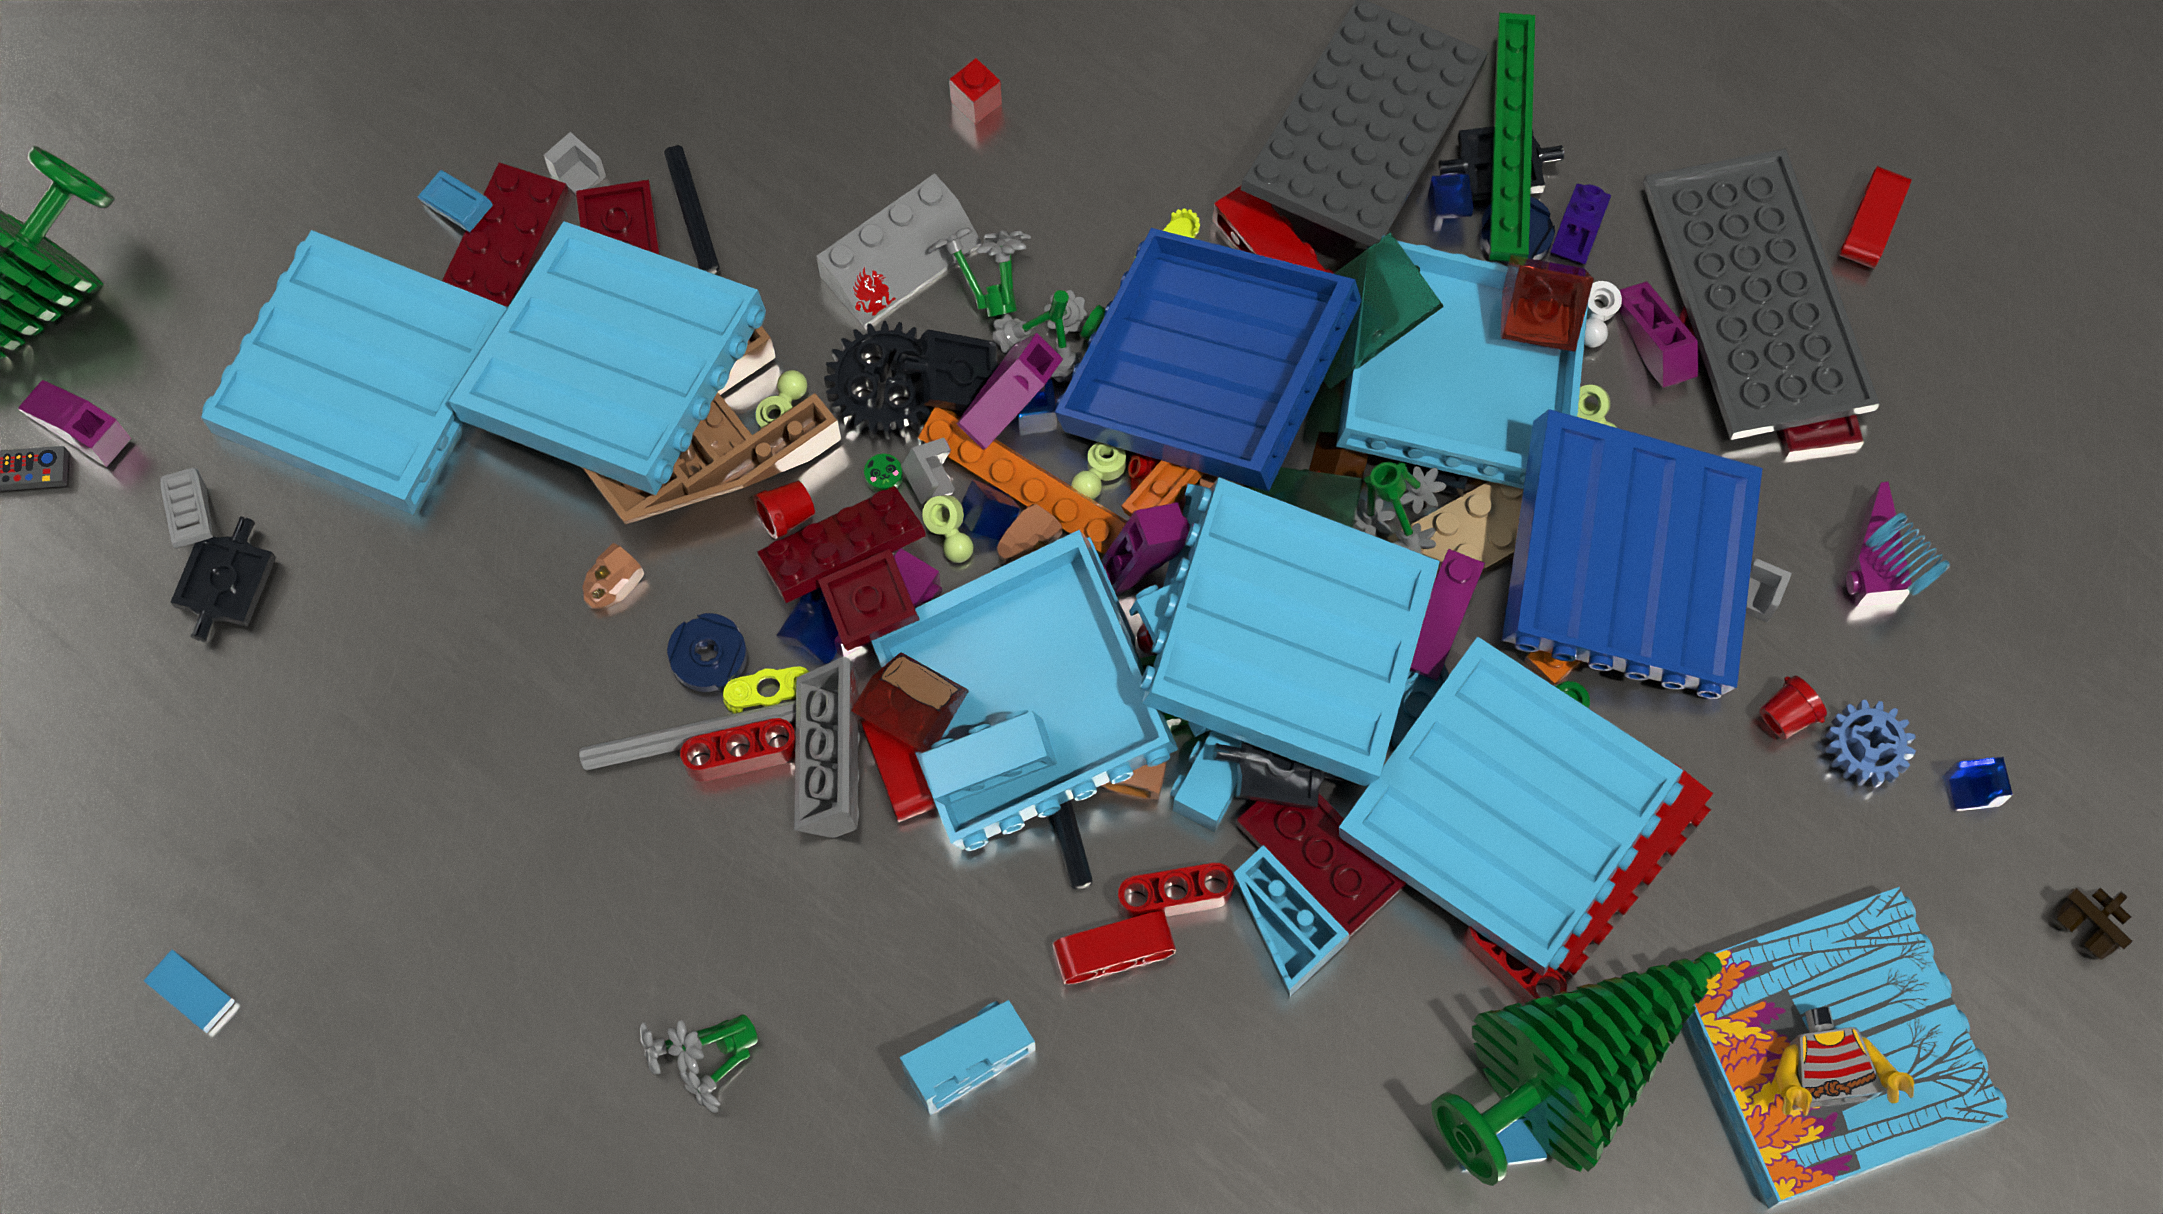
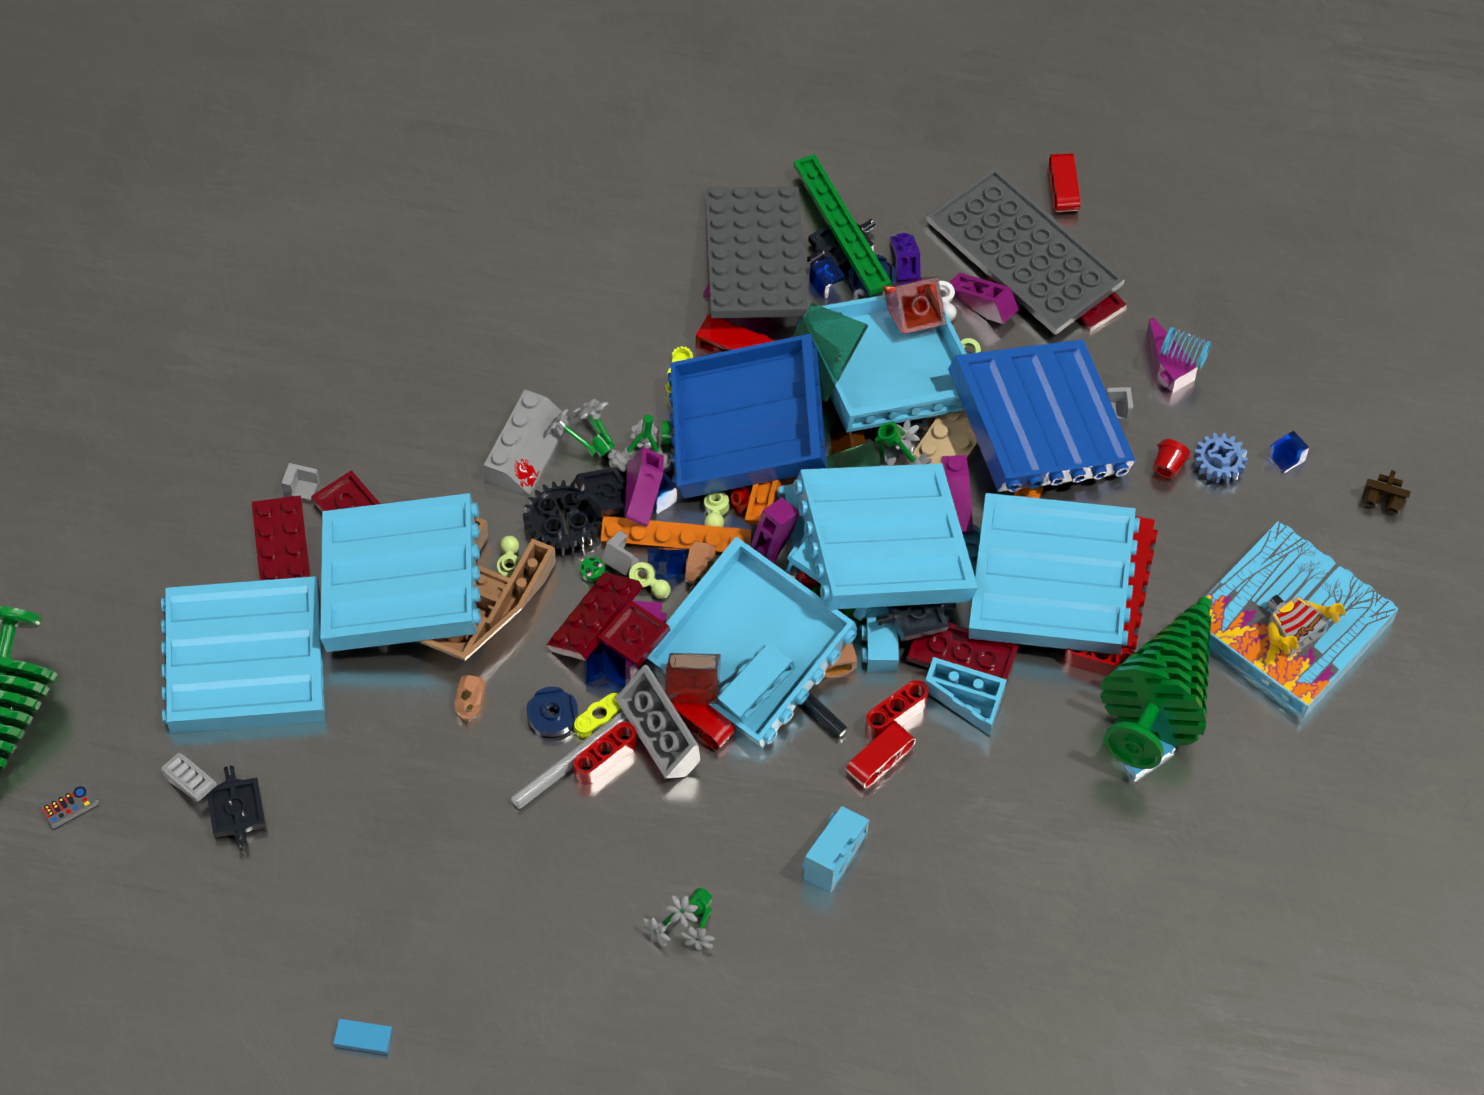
camera: 30 degrees left, 10 degrees down
(76, 421) = (85, 761): magenta slope -> none
(455, 200) = (239, 534): dark azure tile -> none
(691, 209) = (384, 475): black axle -> none
(784, 508) = (547, 613): red piece -> none
(975, 91) = (516, 335): red brick -> none

